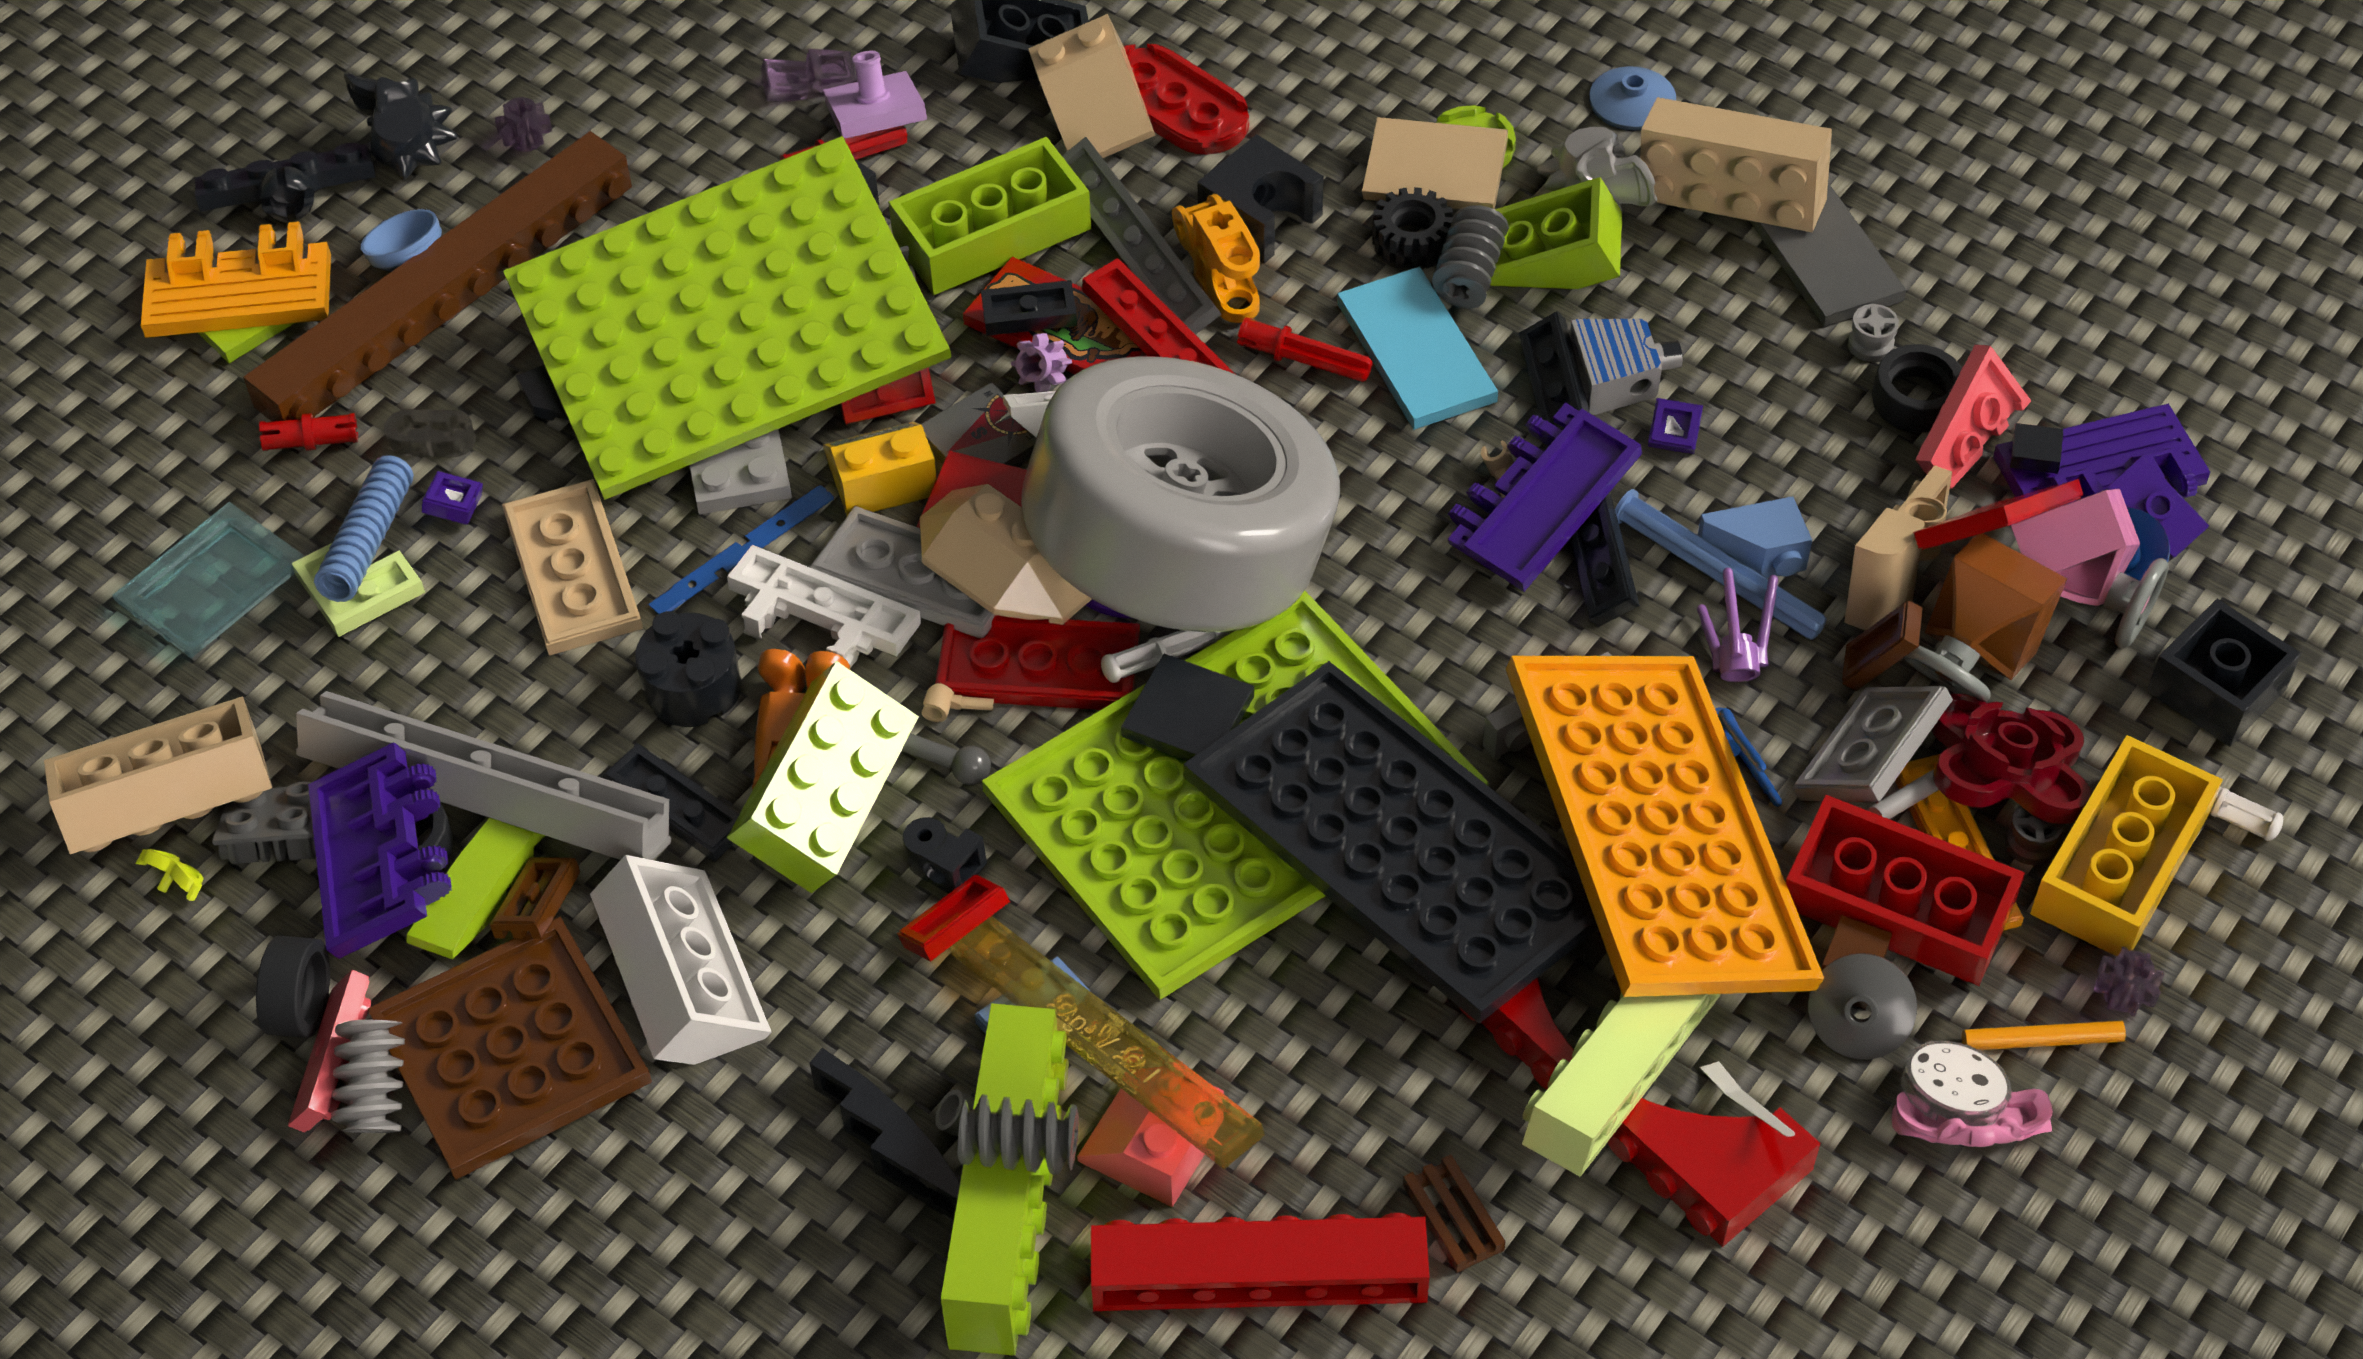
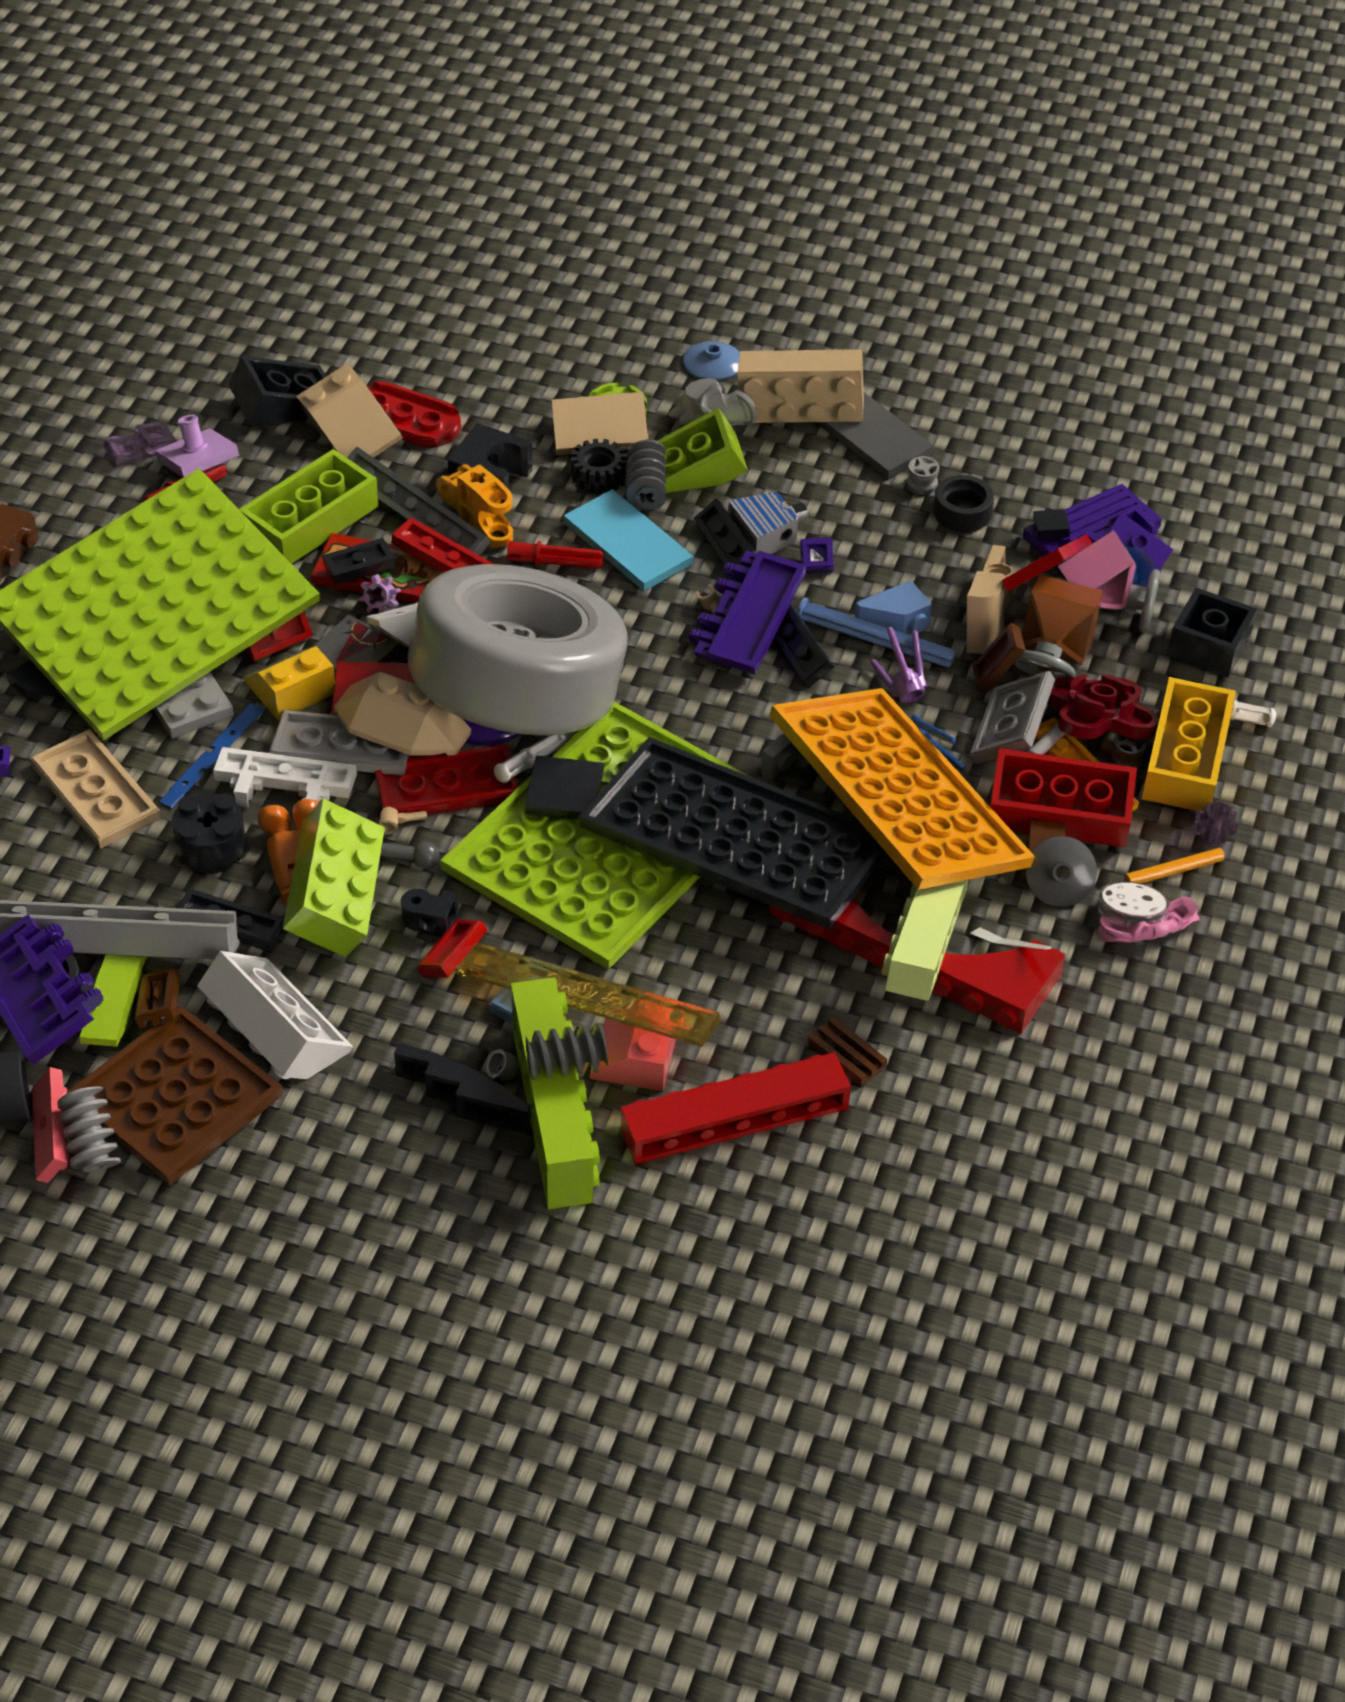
camera: 20 degrees left, 5 degrees down
(1972, 413) = (1004, 509): coral wing -> none

